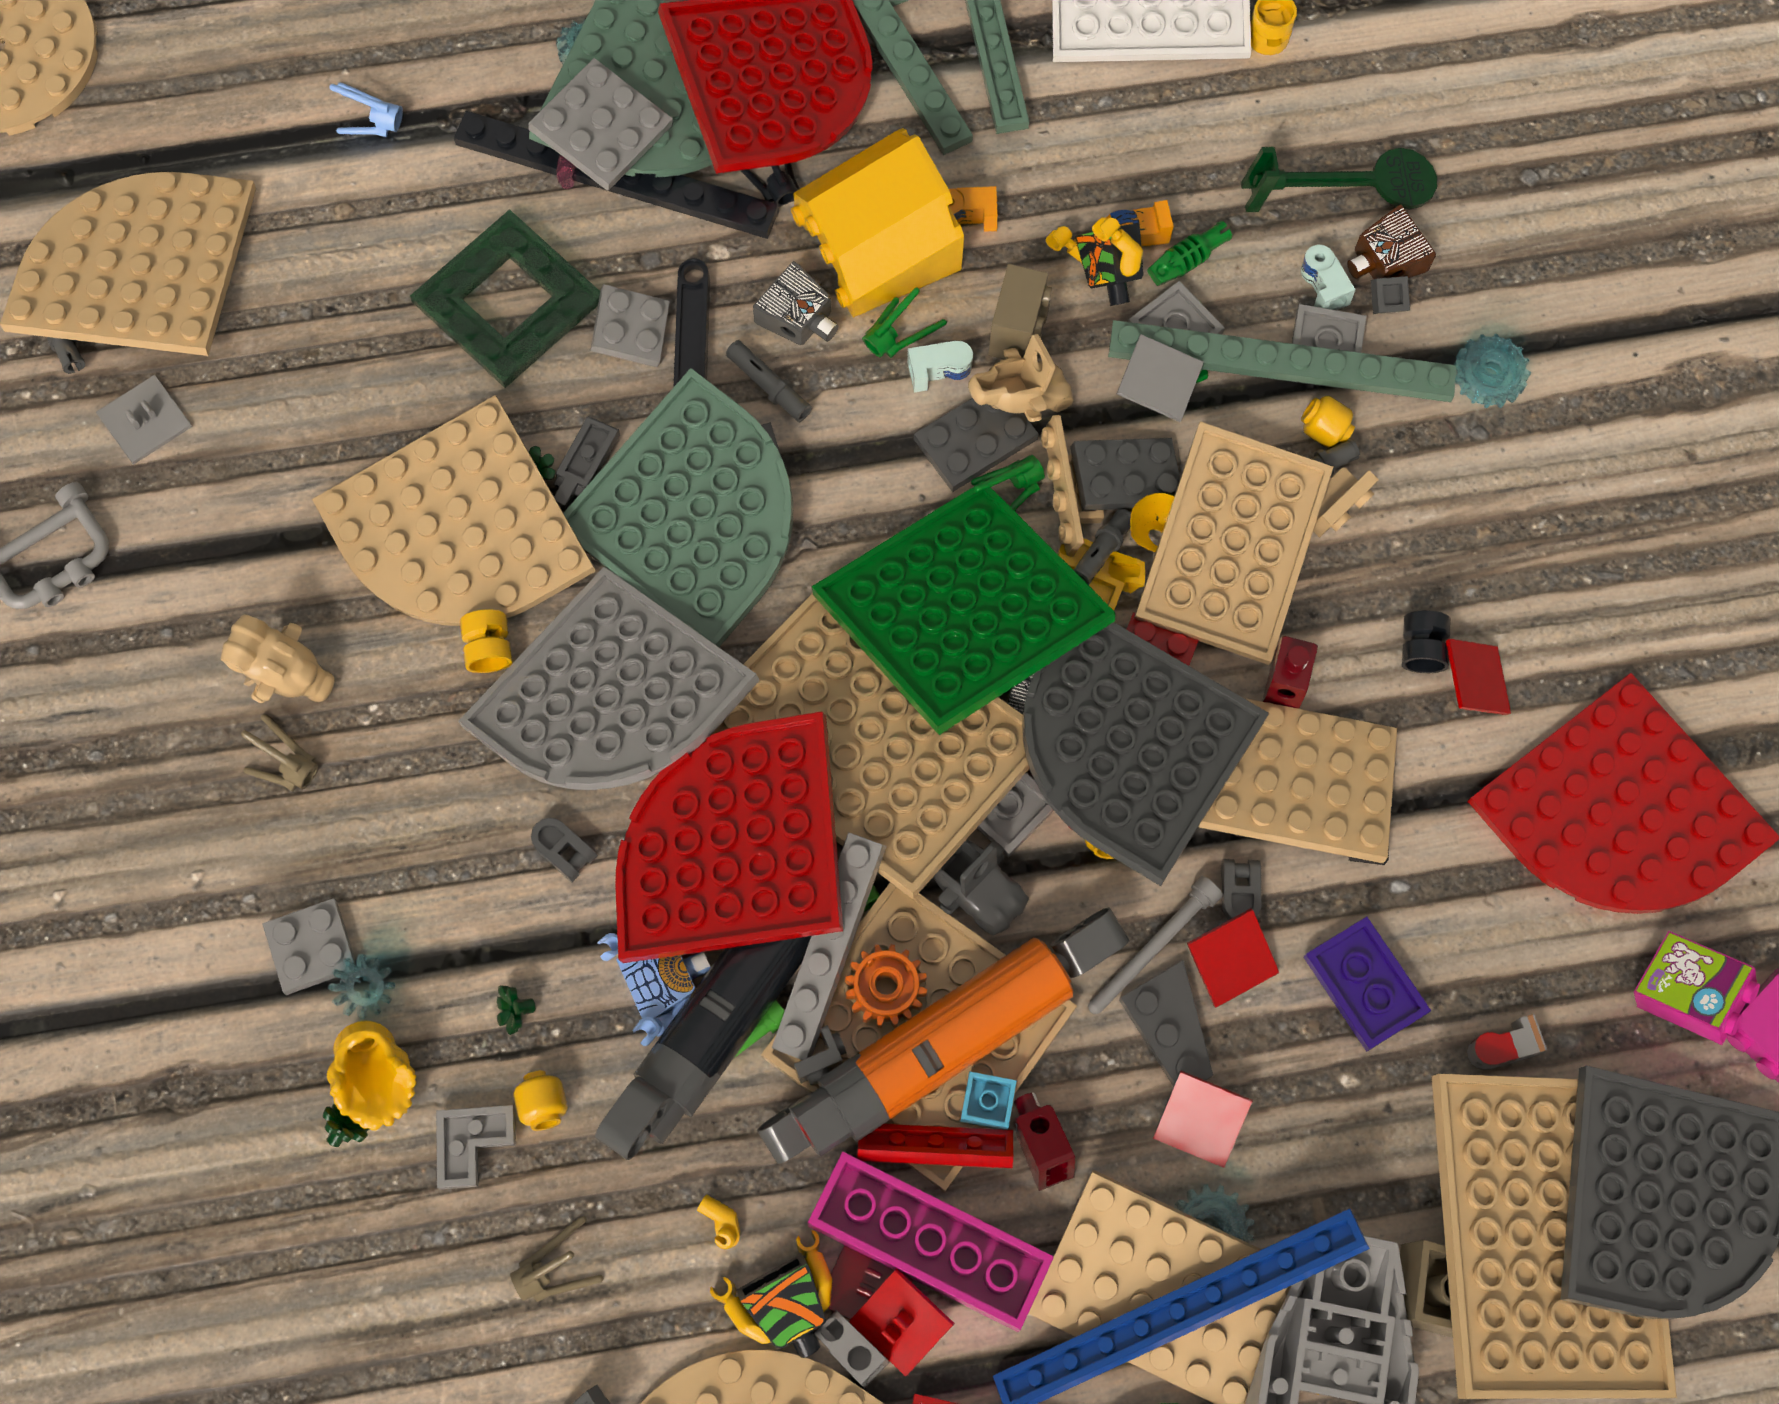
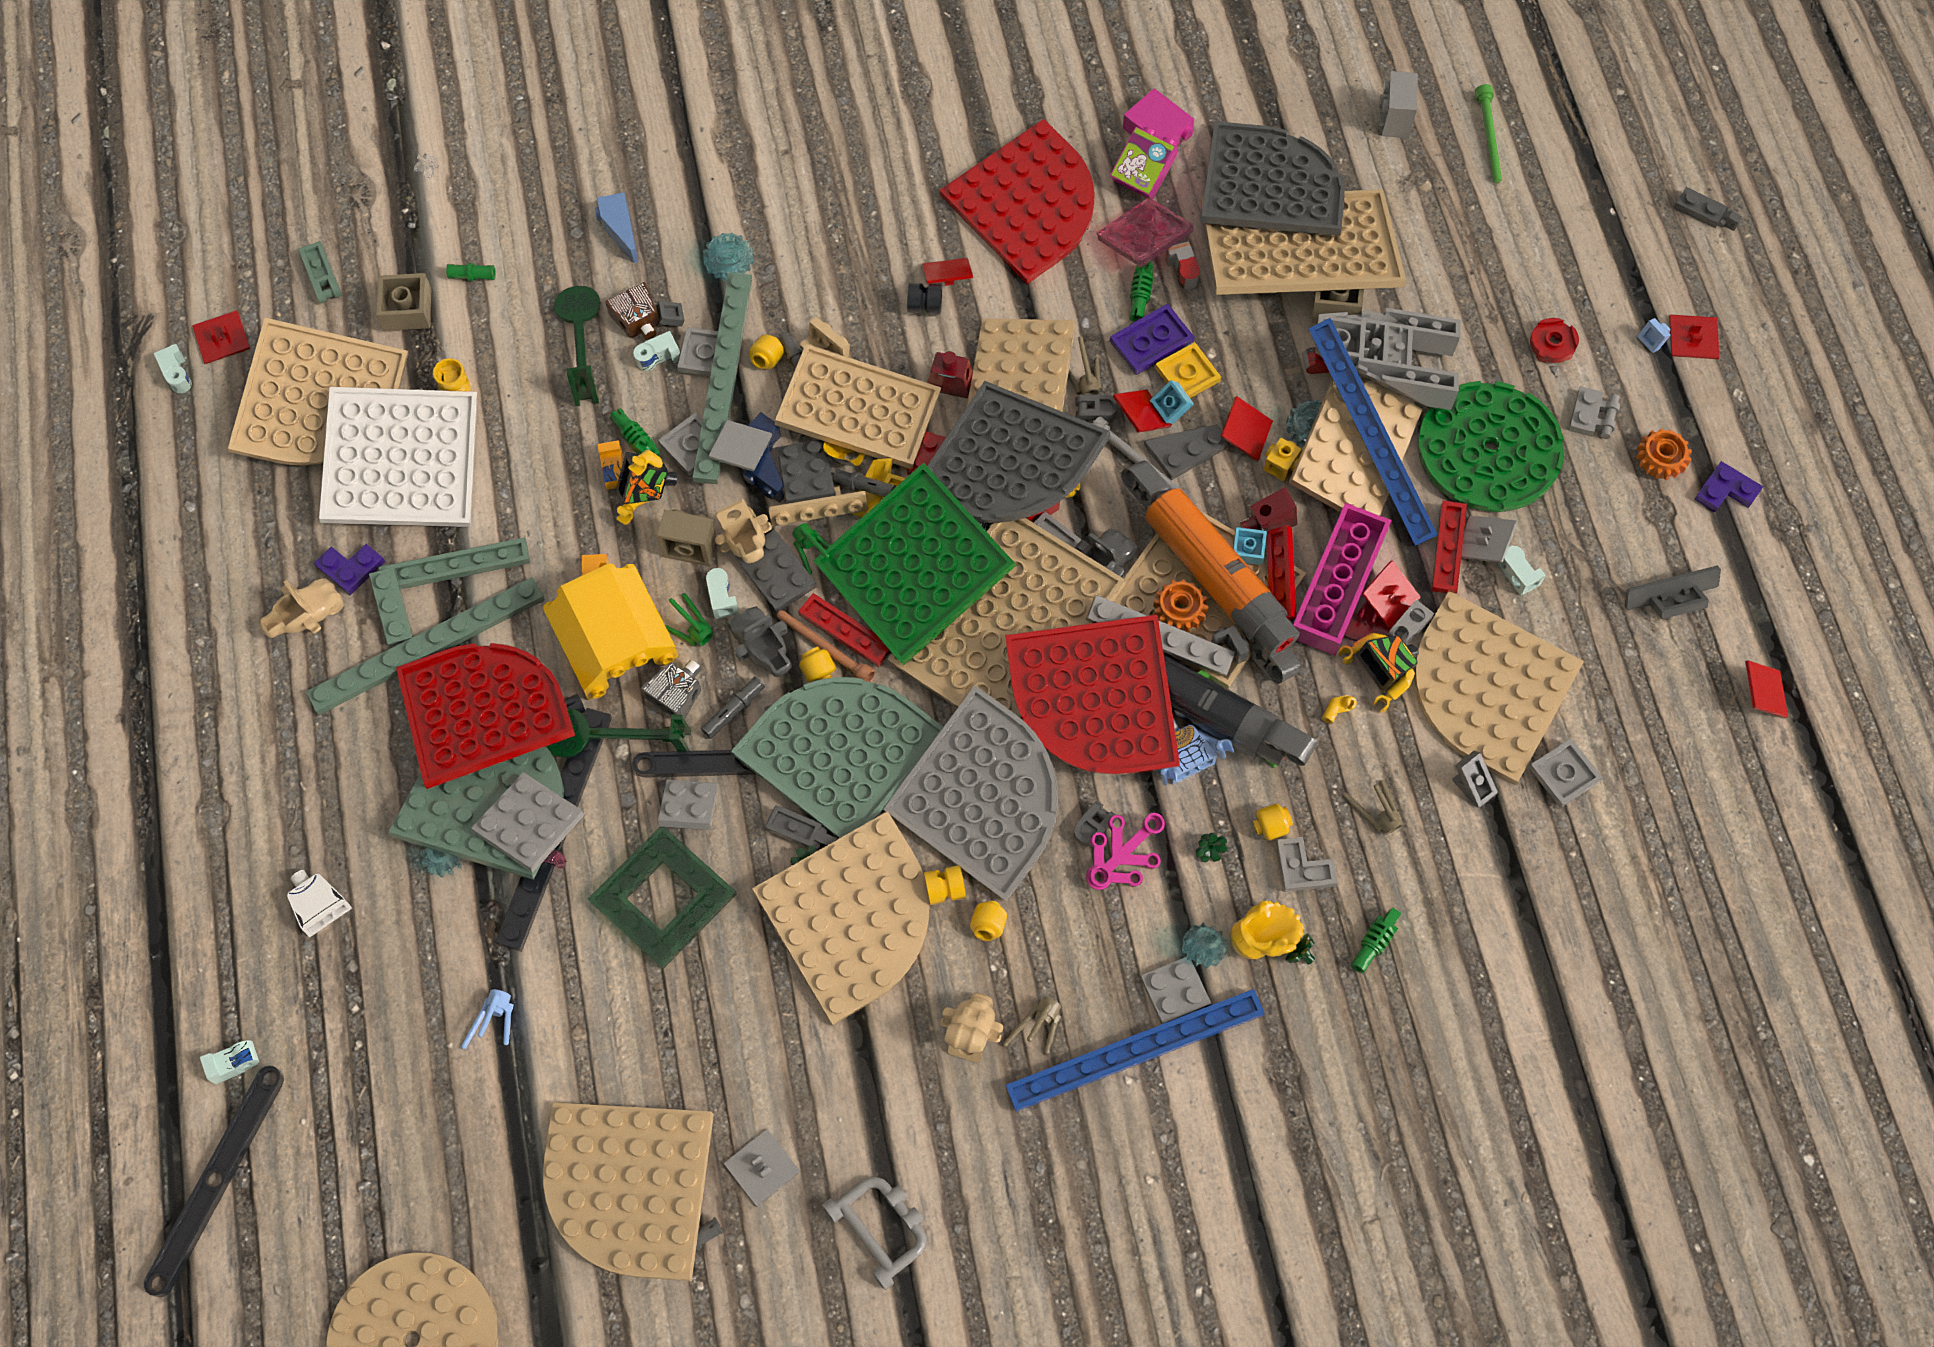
camera: 90 degrees left, 5 degrees down
(231, 889) = (1134, 1050): none -> blue plate
(350, 1239) = (1376, 940): none -> green hinge
(431, 697) = (988, 920): none -> yellow head
(509, 882) = (1122, 854): none -> dark pink plant
(735, 189) = (583, 733): none -> dark green piece
(810, 546) = (859, 670): none -> nougat piece
(821, 485) = (817, 665): none -> yellow head
(862, 411) = (761, 640): none -> dark grey piece
(881, 517) = (844, 629): none -> red plate
(1135, 421) = (765, 474): none -> dark blue arch
(1153, 1158) = (1282, 458): none -> yellow brick
(1248, 1004) = (1172, 402): none -> medium azure piece
(1281, 879) = (1088, 383): none -> dark tan plant
(1306, 1036) = (1189, 369): none -> yellow plate
(1452, 43) = (471, 271): none -> green pin
(1460, 973) = (1141, 290): none -> green hinge
(1548, 223) = (616, 222): none -> medium blue slope
(1562, 982) = (1145, 232): none -> clear pink plate

